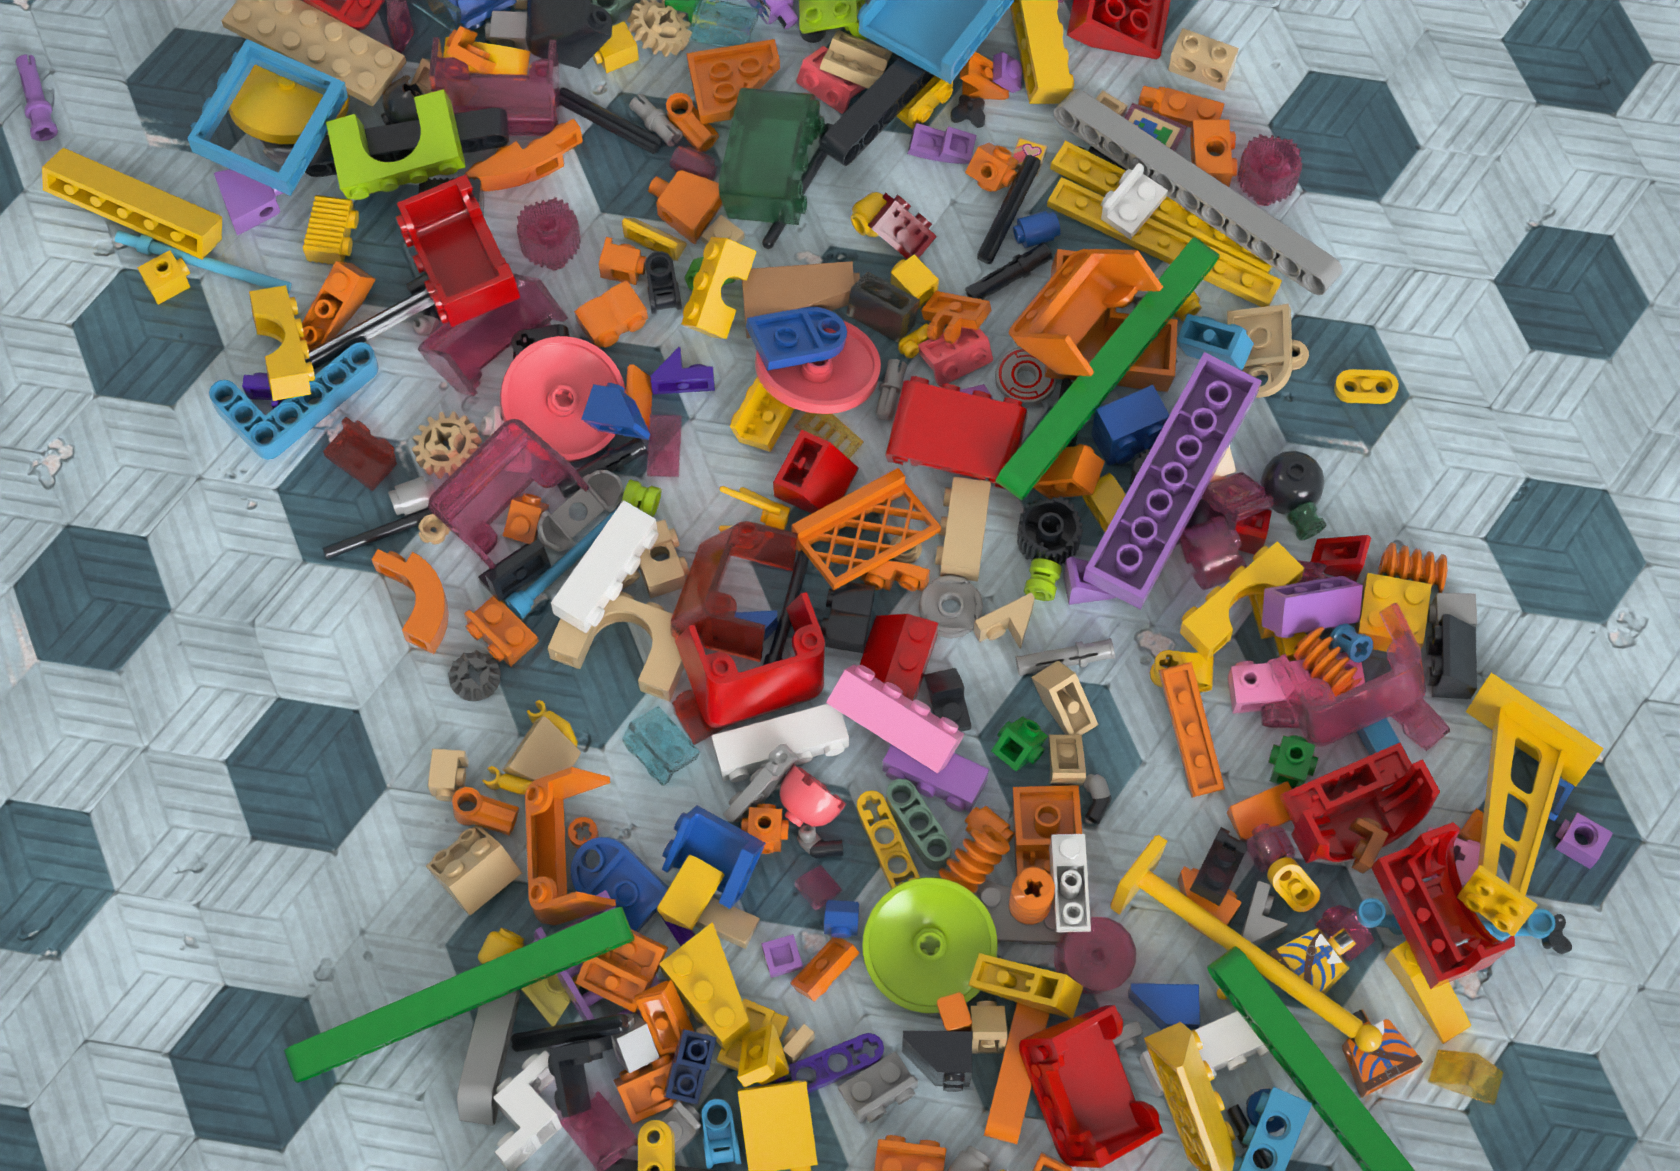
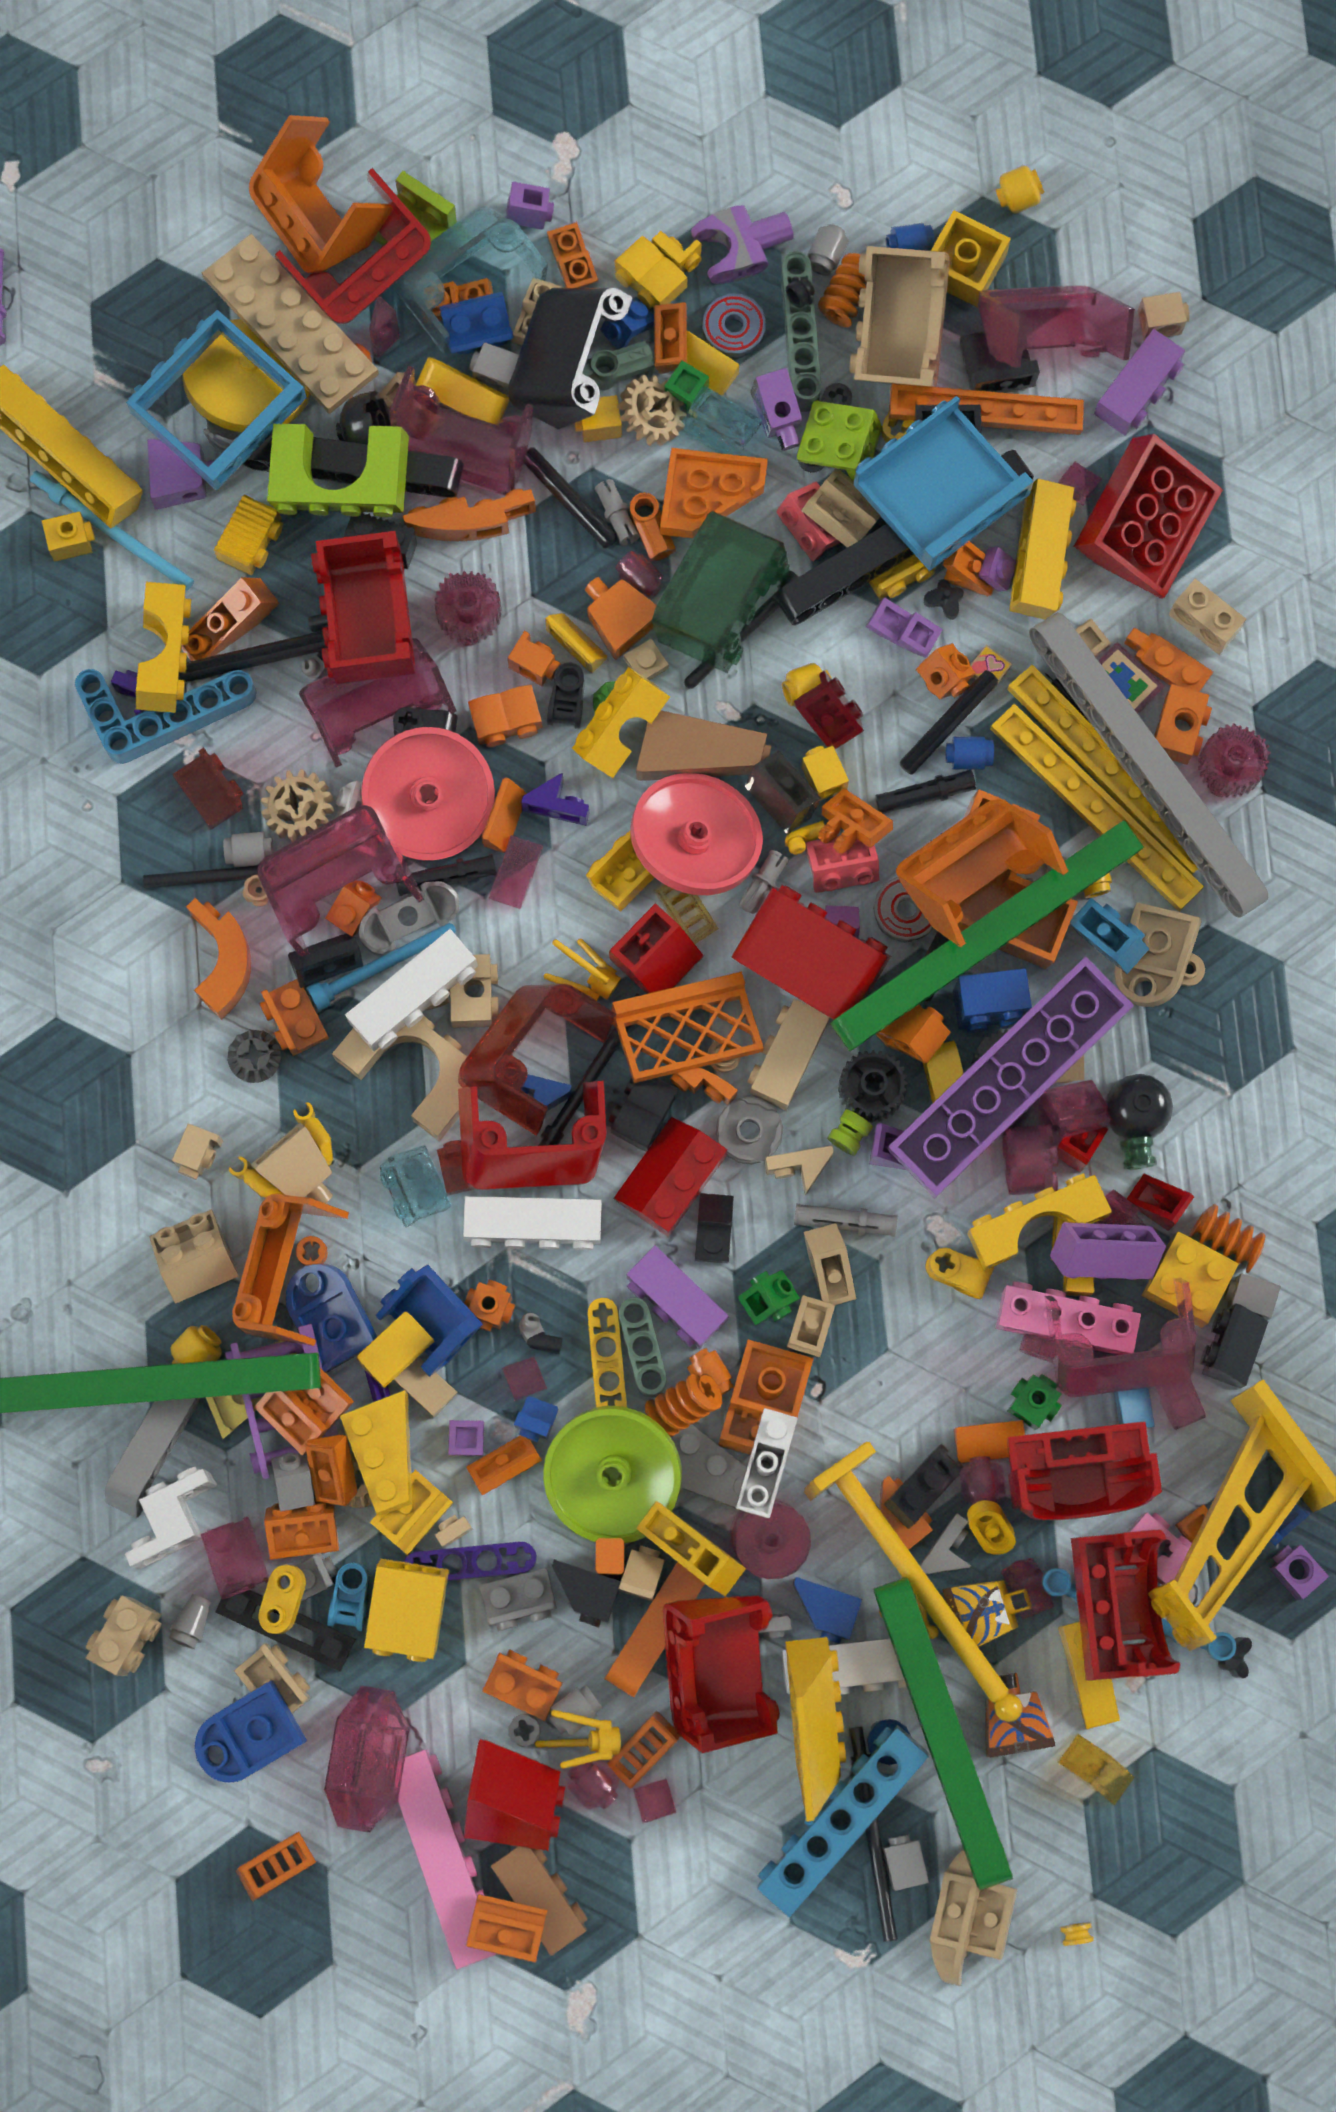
camera: 15 degrees right, 10 degrees up
(461, 47) = (443, 395): orange bracket -> none
(488, 812) = (224, 1203): orange piece -> none
(567, 1067) = (220, 1496): black bracket -> none
(570, 1032) = (234, 1454): black axle -> none
(614, 412) = (473, 826): blue slope -> none
(641, 497) = (474, 922): lime wheel -> none
(689, 1066) = (339, 1524): dark blue slope -> none
(762, 783) = (500, 1261): light grey hinge -> none
(762, 1057) = (411, 1537): yellow slope -> none
(796, 336) = (682, 799): blue tile -> none
(808, 799) = (541, 1289): coral cylinder -> none
(895, 717) = (650, 1238): bright pink brick -> none
(1031, 896) = (733, 1451): orange piece -> none
(1101, 797) = (833, 1374): arm -> none
(1132, 201) = (1077, 755): white bracket -> none
(1191, 729) = (945, 1336): orange tile -> none
(1325, 663) = (1099, 1316): orange piece -> none
(1353, 639) = (1132, 1301): dark azure bush -> none
(1365, 386) = (1250, 1025): yellow plate -> none
(1368, 849) = (1074, 1520): dark orange bracket -> none

